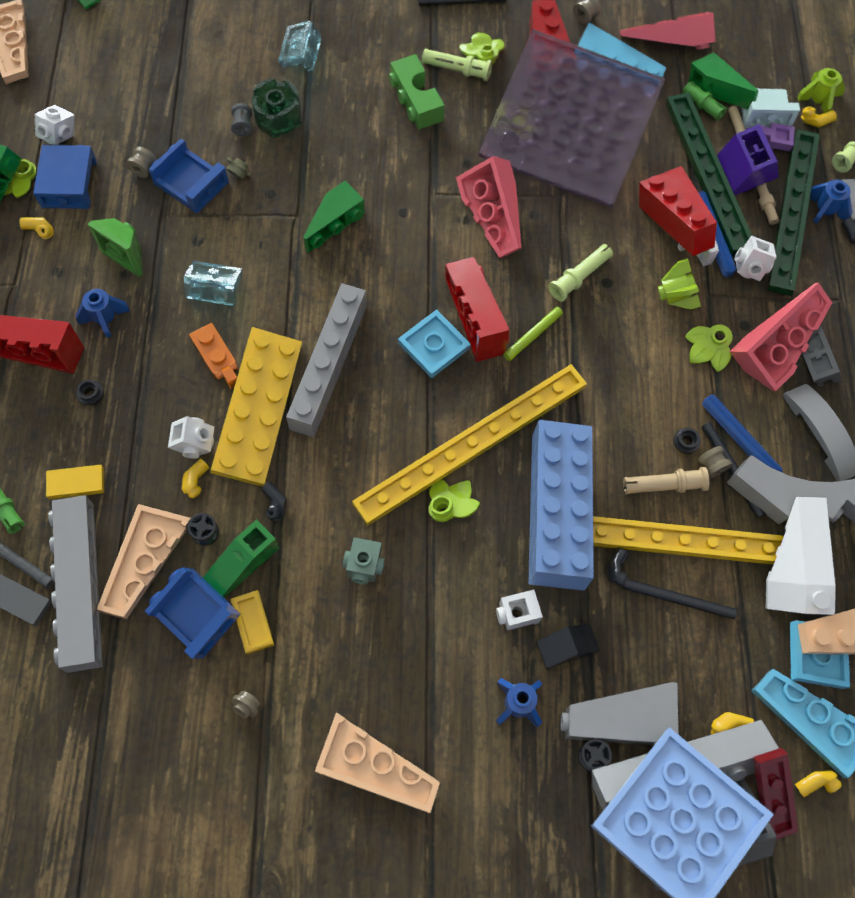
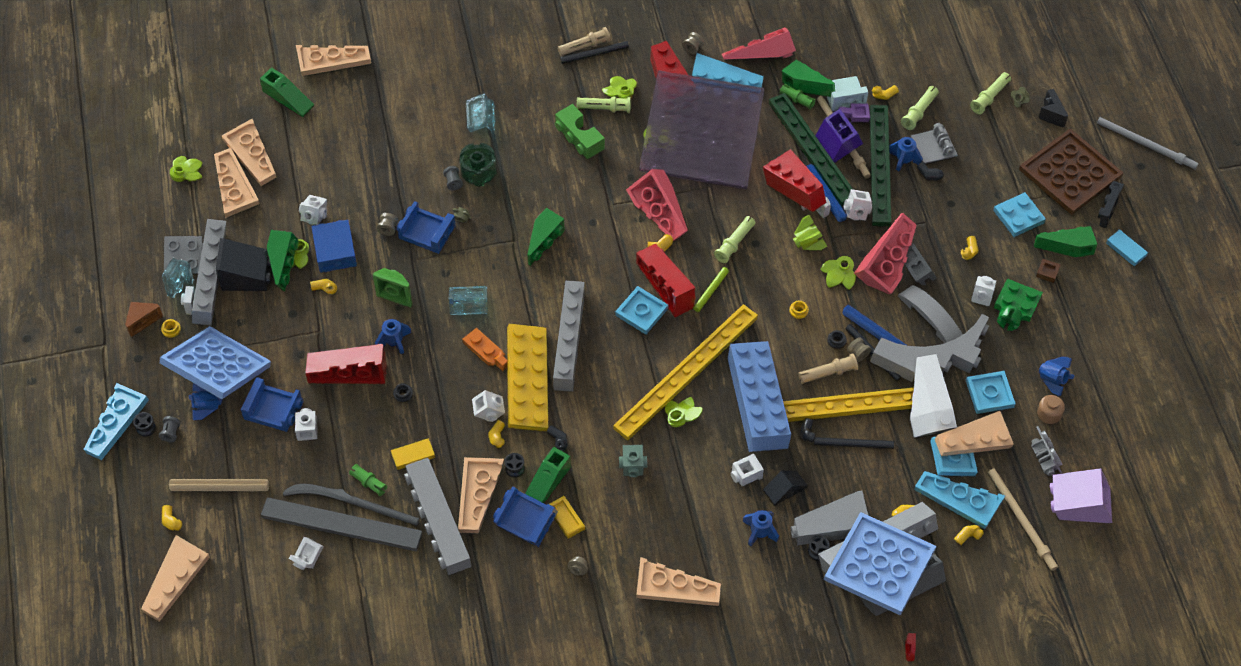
camera: 10 degrees left, 10 degrees down
(486, 258) = (664, 243): none -> yellow arm
(647, 381) = (799, 305): none -> yellow plate
(776, 790) = (937, 535): dark red plate -> none
(823, 88) = (884, 70): lime brick -> none

